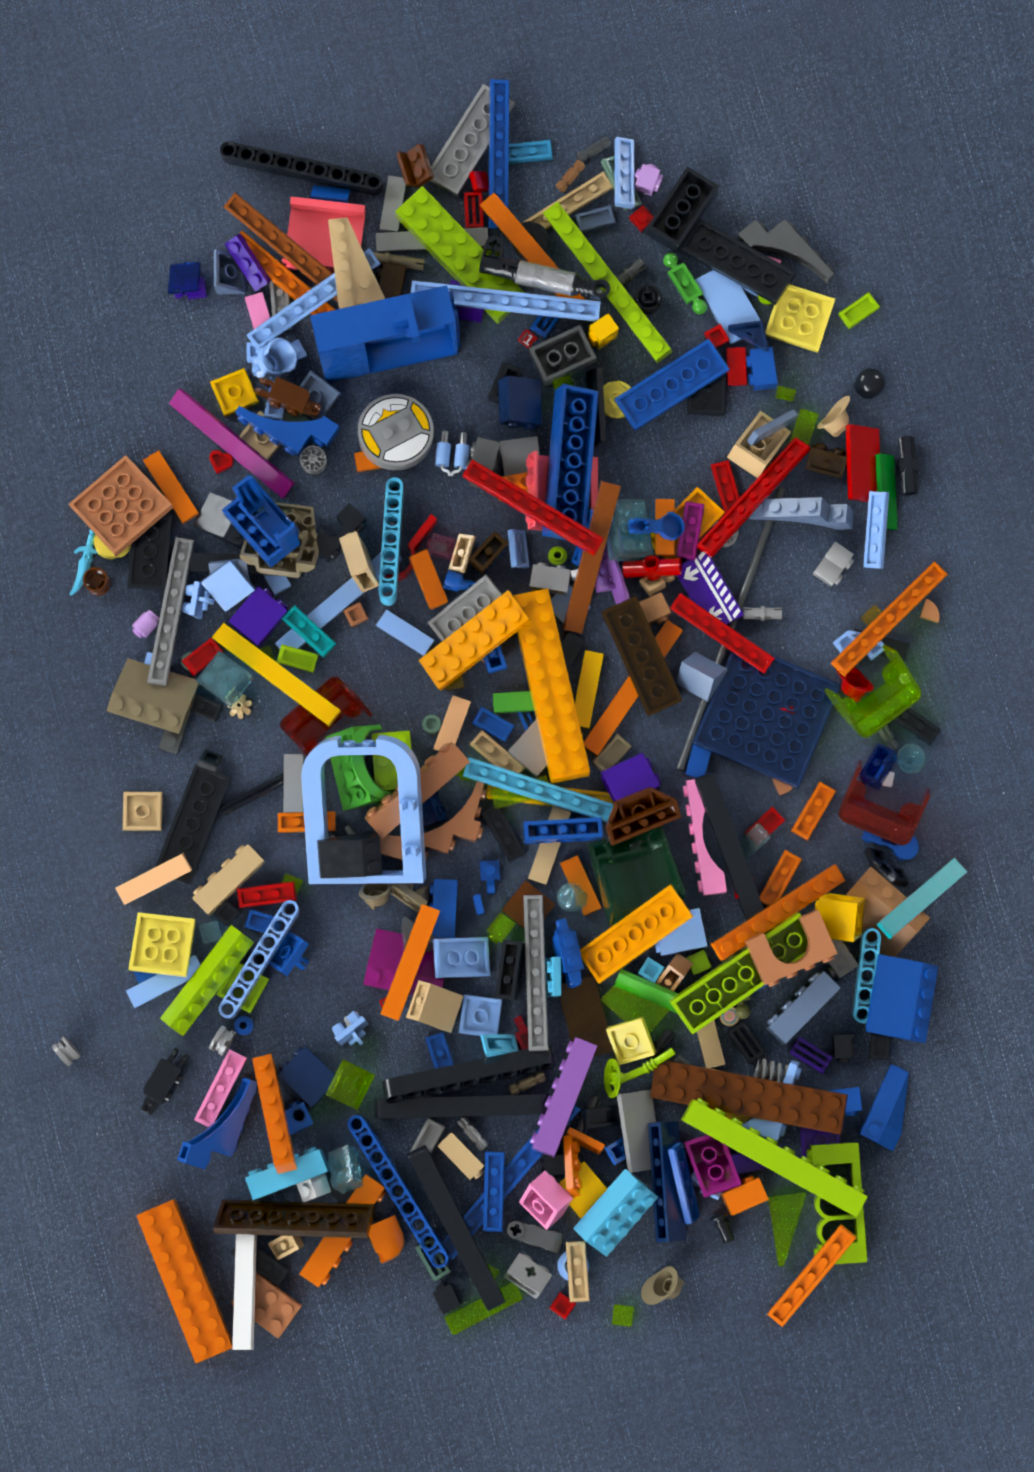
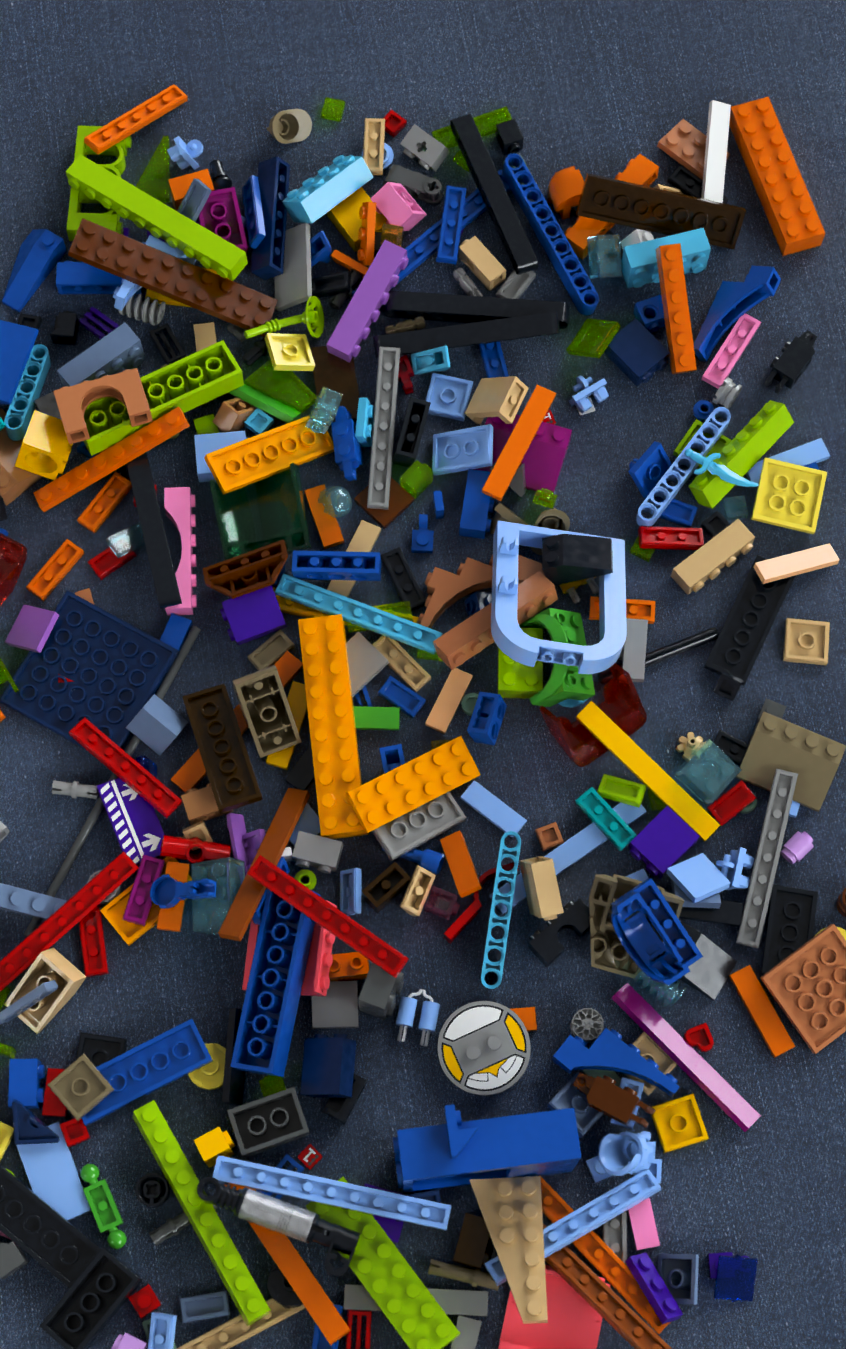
camera: 175 degrees left, 10 degrees down
(227, 953) = (718, 469): none -> medium azure piece
(383, 920) = (545, 498): none -> clear neon green plate
(417, 707) = (487, 718): none -> blue brick
(548, 1165) = (392, 234): none -> clear yellow tile
(591, 975) = (324, 410): none -> clear light blue brick
(607, 689) = (266, 711): none -> dark tan brick
(703, 640) = (148, 764): none -> clear blue arm
(716, 365) = (80, 1087): none -> dark tan tile
(740, 1174) = (194, 200): none -> sand blue tile
(757, 1243) = (184, 153): none -> light blue hips
(823, 750) = (32, 628): none -> medium lavender tile

